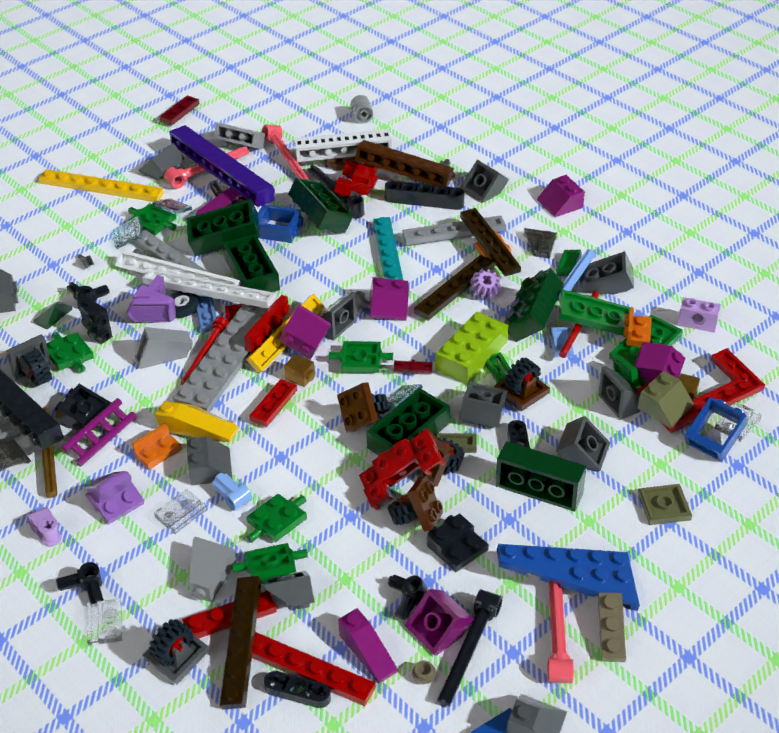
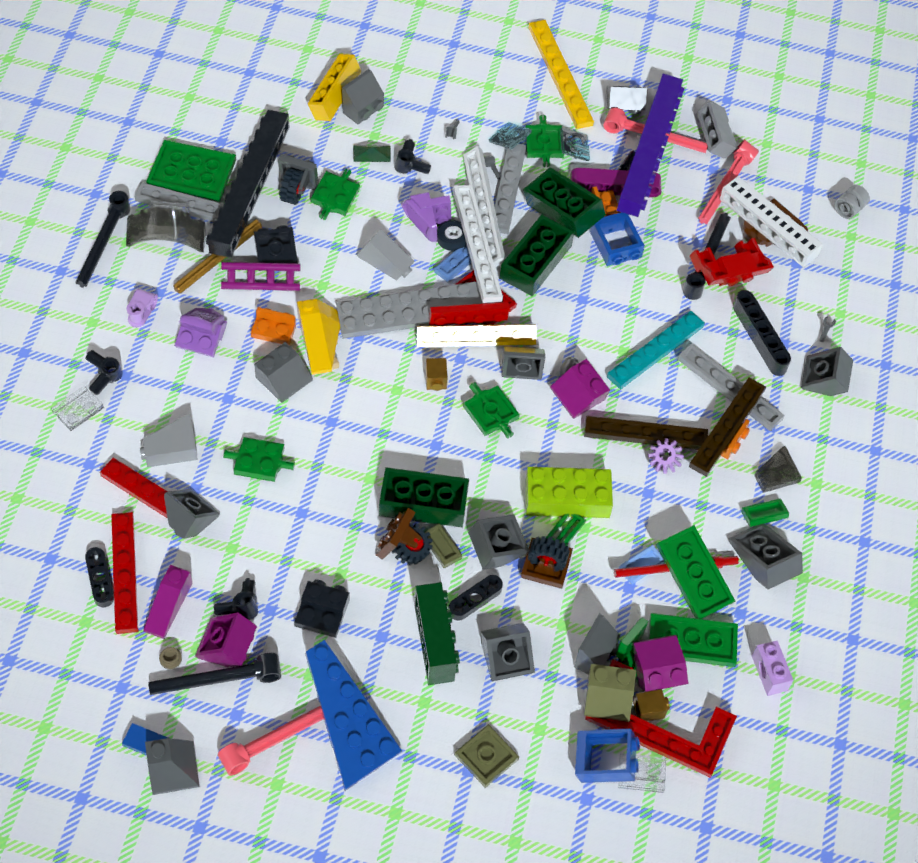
camera: 50 degrees right, 15 degrees up
(94, 319) = (374, 187): black plate -> none
(175, 650) = (76, 471): plate -> none
(179, 110) = (718, 58): dark red plate -> none
(180, 511) = (218, 387): clear plate -> none
(219, 325) = (442, 280): red piece -> none
(234, 494) = (261, 413): light blue piece -> none
(240, 643) = (113, 510): dark brown plate -> none
(270, 561) = (204, 482): green plate -> none
(273, 403) = (384, 378): red plate -> none
(304, 332) = (474, 349): magenta slope -> none
(320, 205) = (663, 257): dark green brick -> none
(361, 407) = (417, 448): reddish brown plate -> none
(399, 463) = (364, 512): red bracket -> none
(402, 394) = (462, 469): piece -> none
(403, 164) = (787, 289): reddish brown brick -> none
(412, 366) = (509, 458): dark red pin -> none
(417, 505) = (332, 557): reddish brown plate -> none
(533, 304) = (660, 511): dark green brick -> none
(562, 196) = (862, 453): magenta slope -> none
(578, 270) = (748, 526): light blue axle -> none
(611, 627) = (305, 777): dark tan plate -> none
(638, 329) = (699, 621): orange bracket -> none

